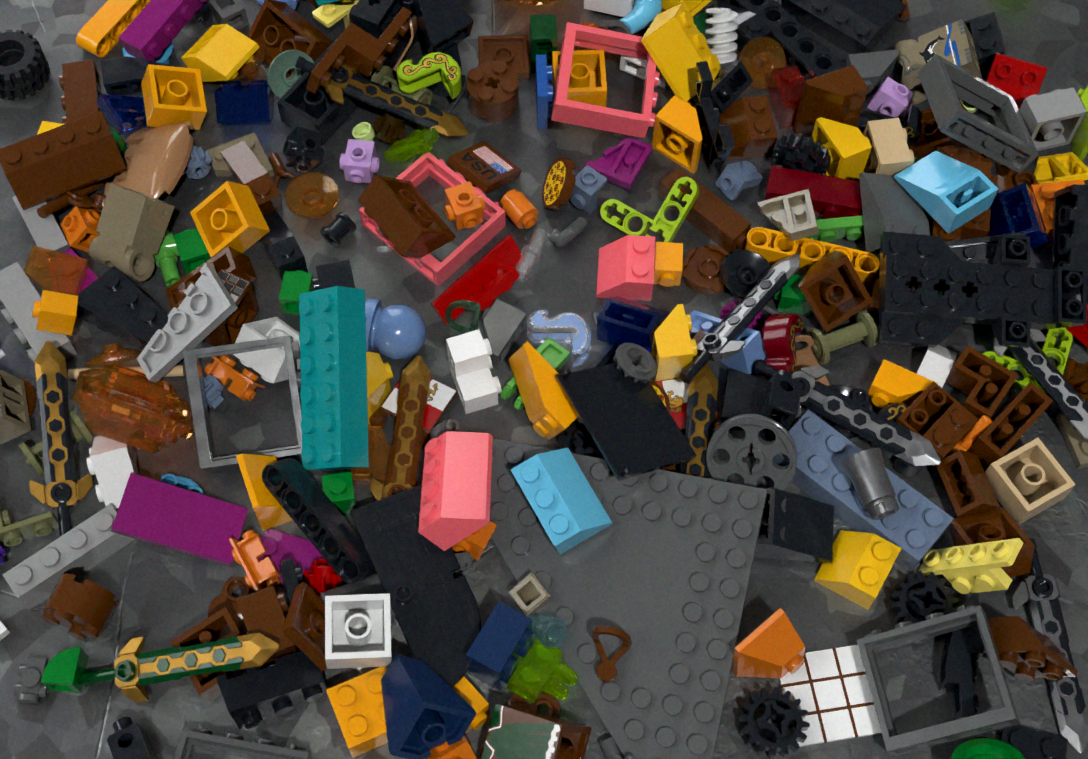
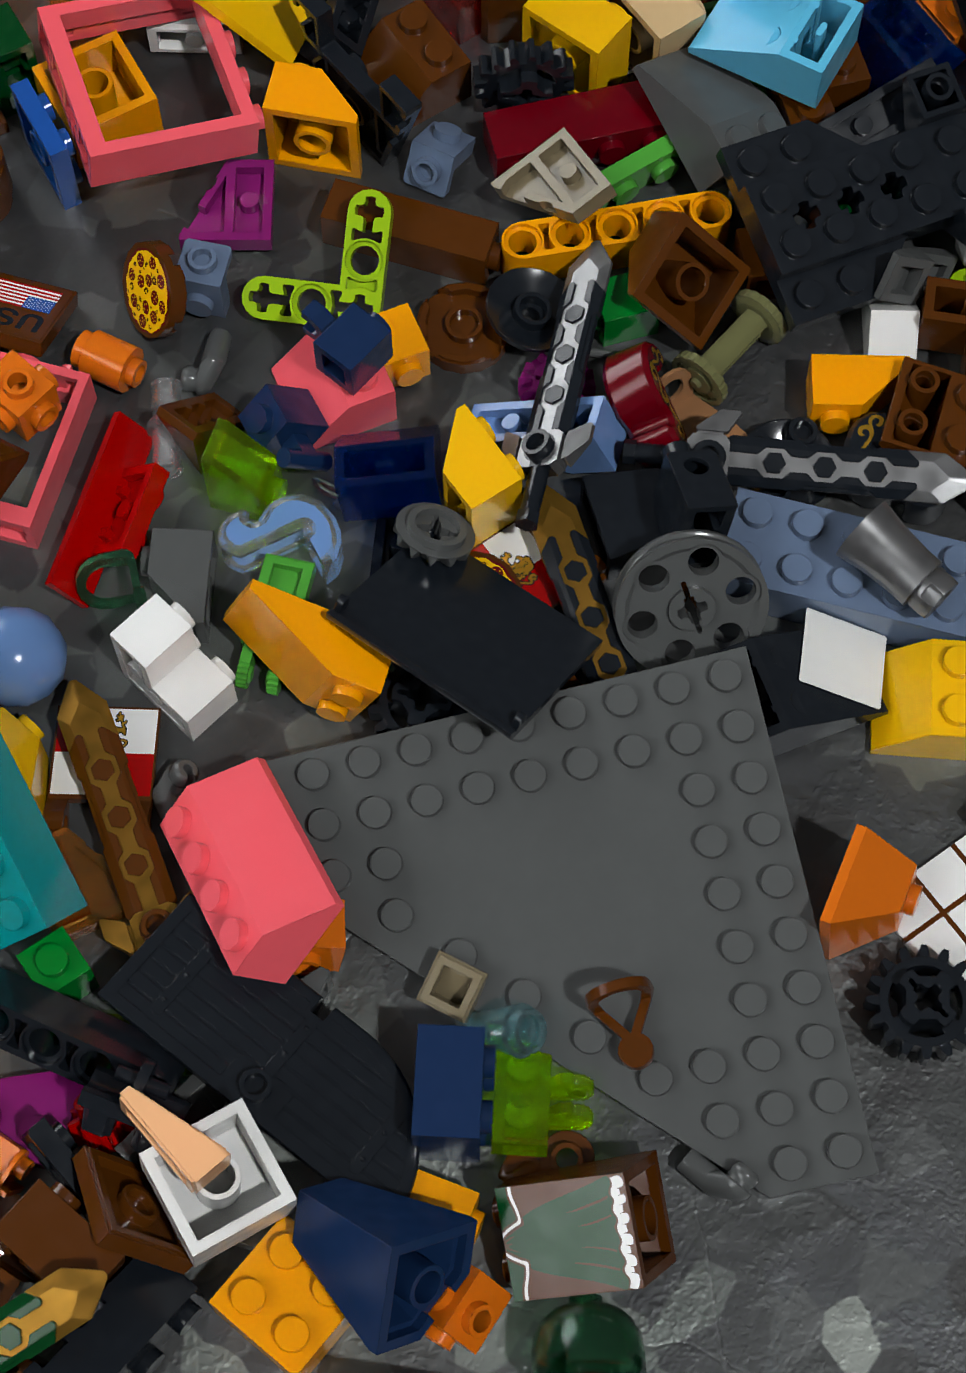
camera: 25 degrees left, 5 degrees up
(338, 570) = (102, 1100): none -> black hips
(348, 606) = (184, 1148): none -> light nougat slope
(549, 261) = (193, 422): none -> reddish brown slope
(554, 290) = (240, 472): none -> clear neon green slope
(561, 498) = (429, 809): medium azure slope -> none
(590, 278) = (288, 426): none -> dark blue brick
(639, 250) = (348, 347): none -> dark blue brick
(821, 522) = (843, 658): none -> white sticker
(957, 337) = (908, 272): none -> dark grey slope

